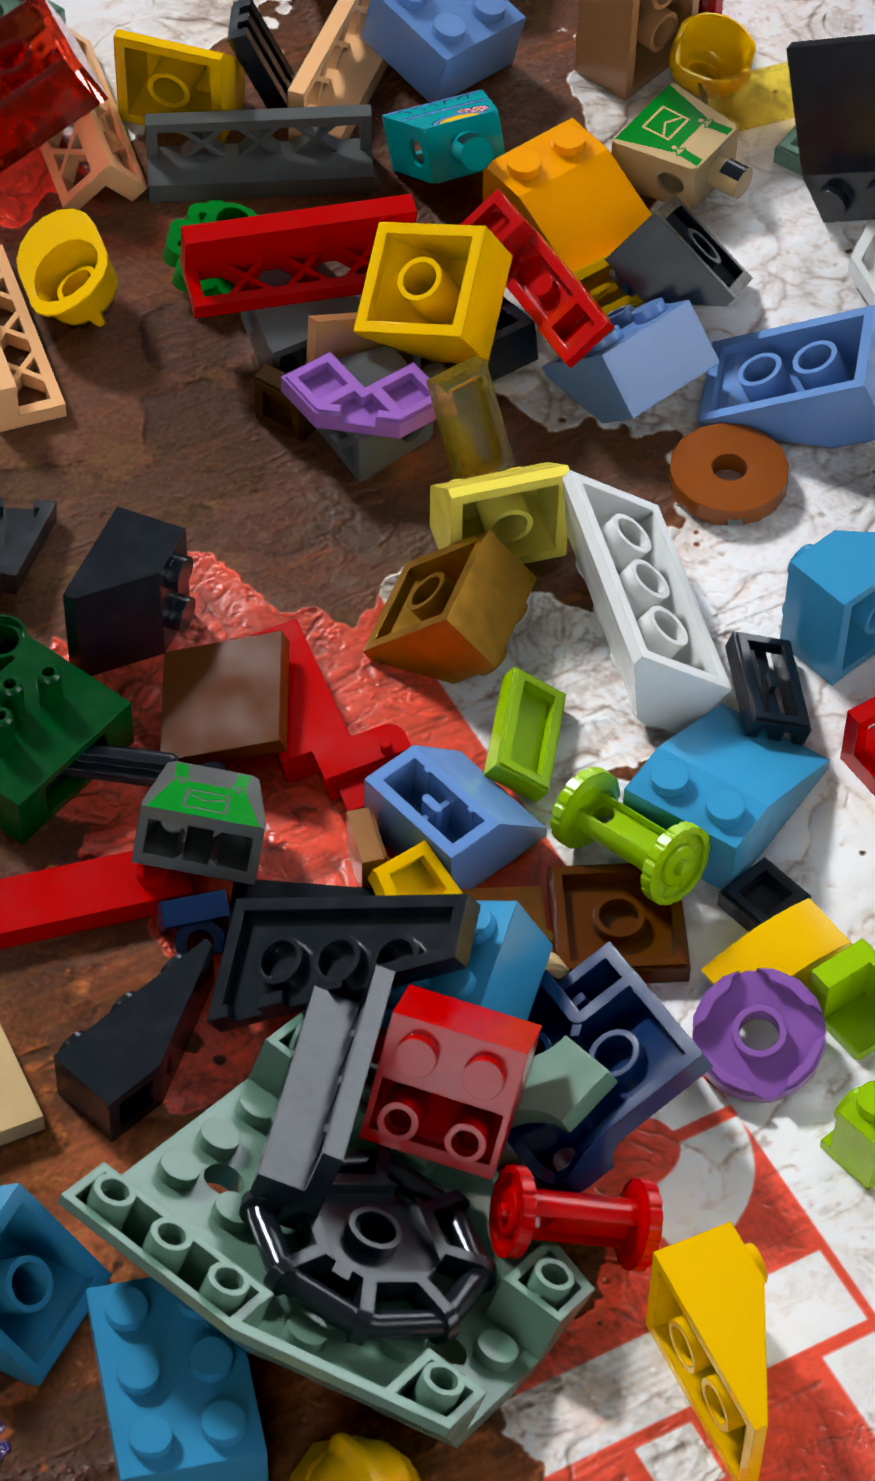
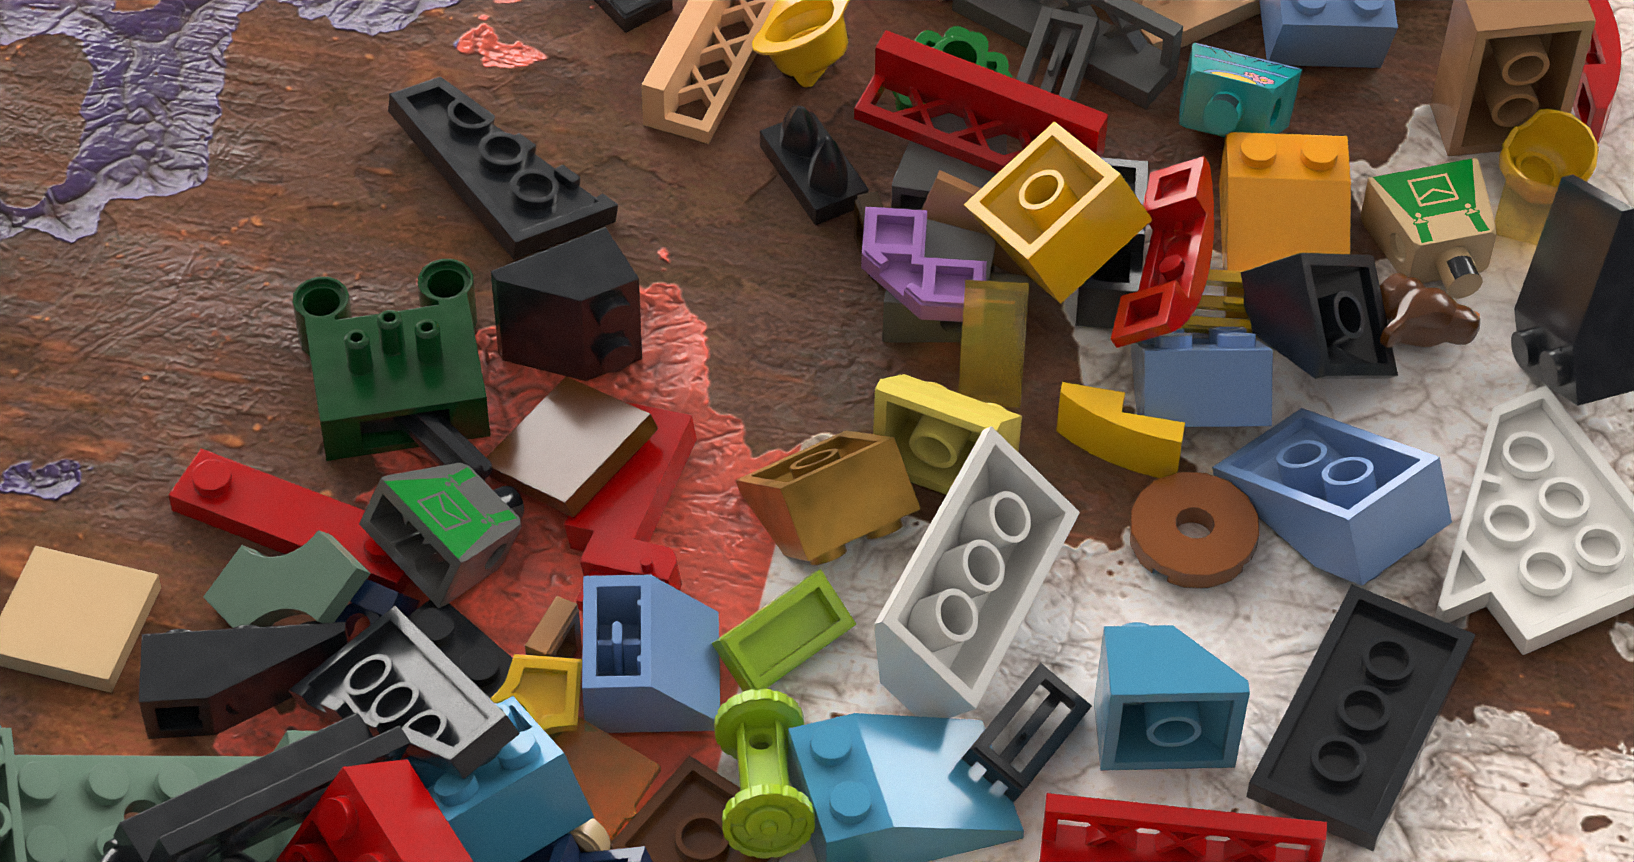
camera: 40 degrees right, 0 degrees up
(145, 925) = (309, 581): none -> sand green tile
(174, 382) = (812, 165): none -> black tile
(269, 155) = (1070, 23): none -> dark grey tile
(599, 439) = (1097, 424): none -> yellow slope
(739, 219) = (1424, 315): none -> reddish brown animal

